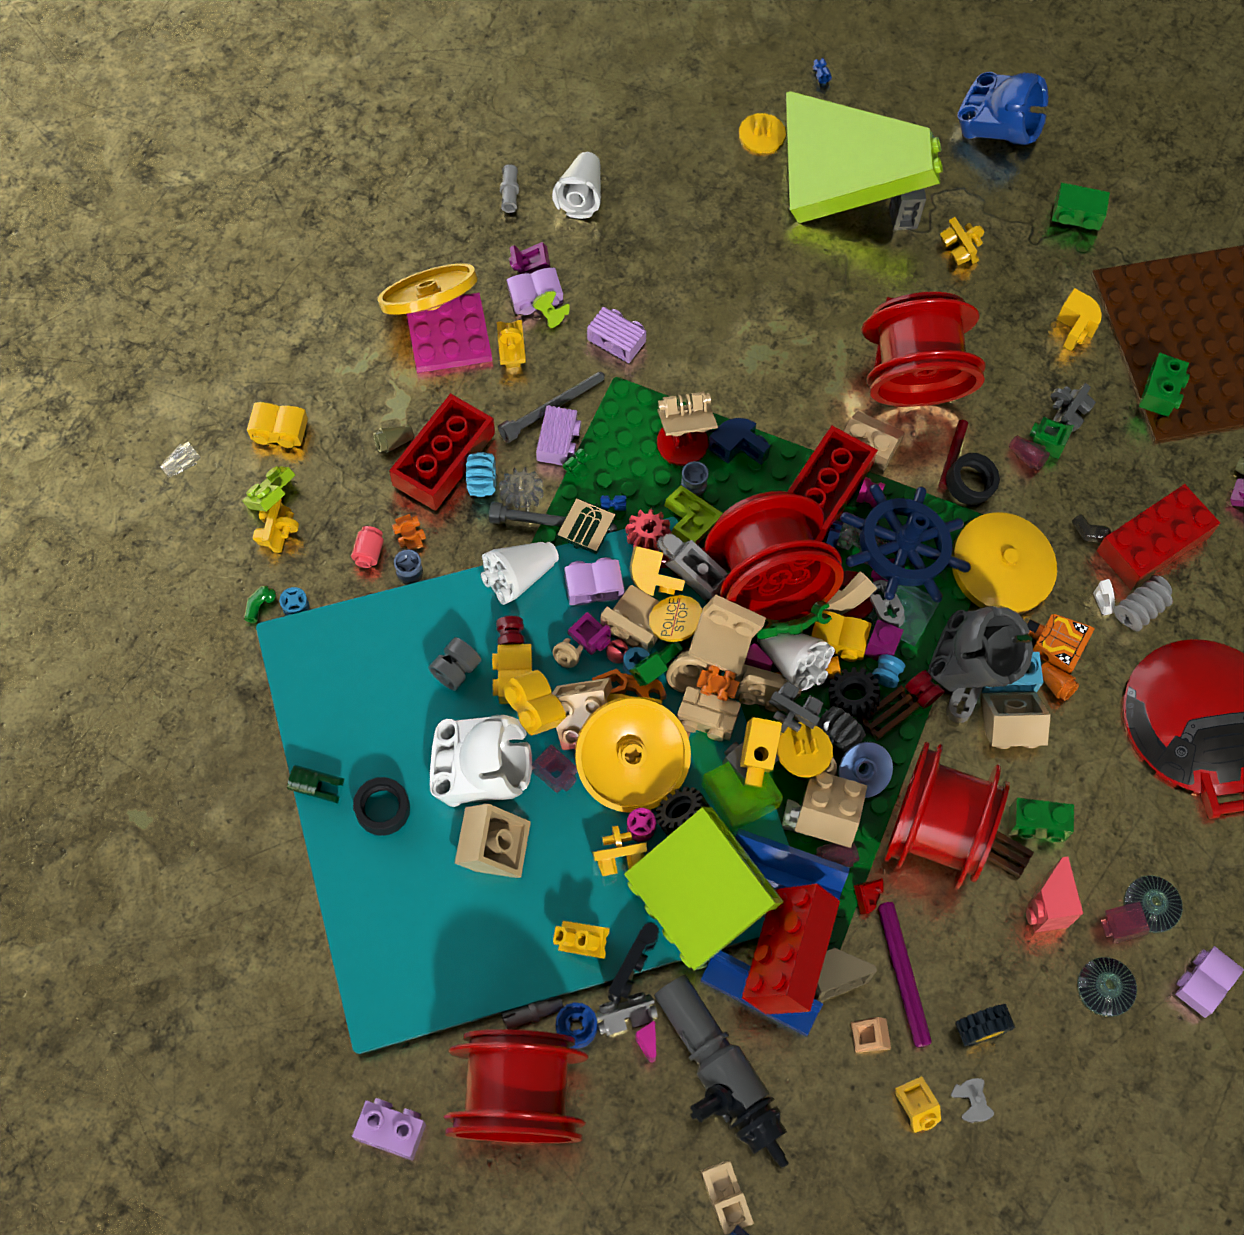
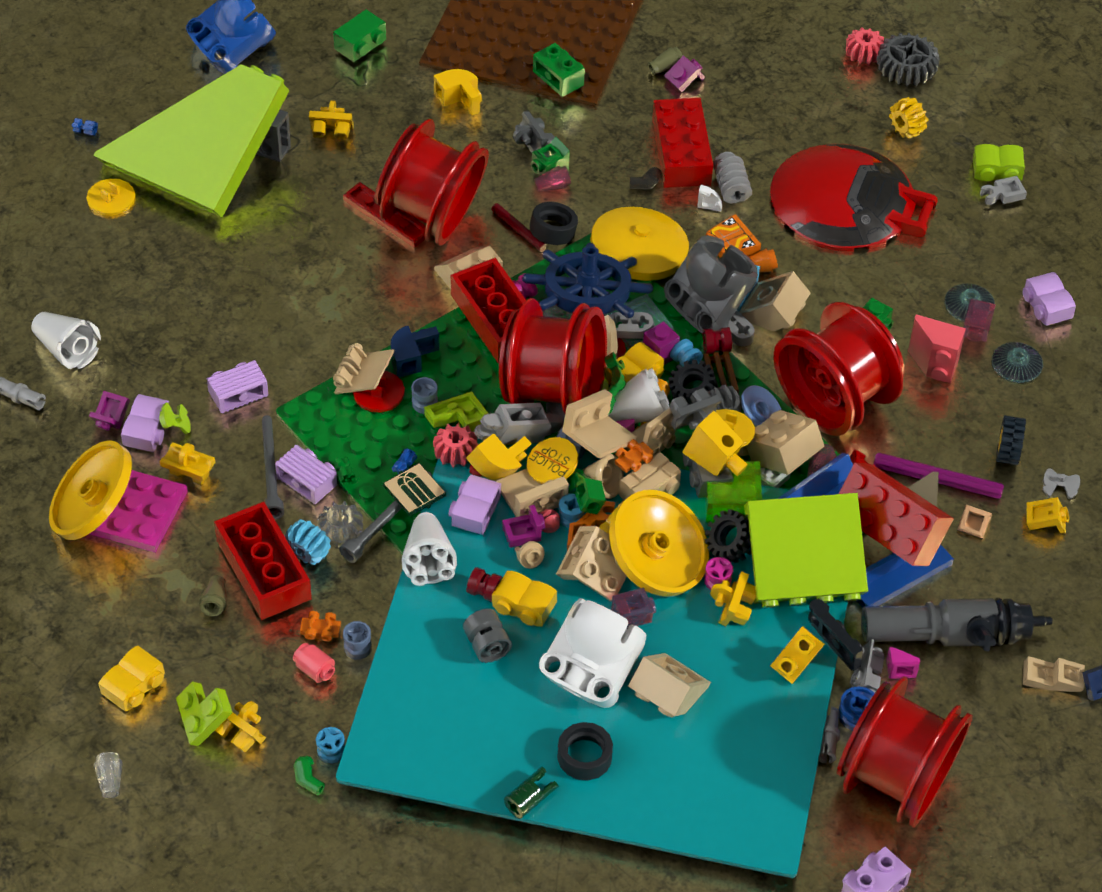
camera: 60 degrees left, 15 degrees down
(534, 702) = (567, 582): yellow brick -> none

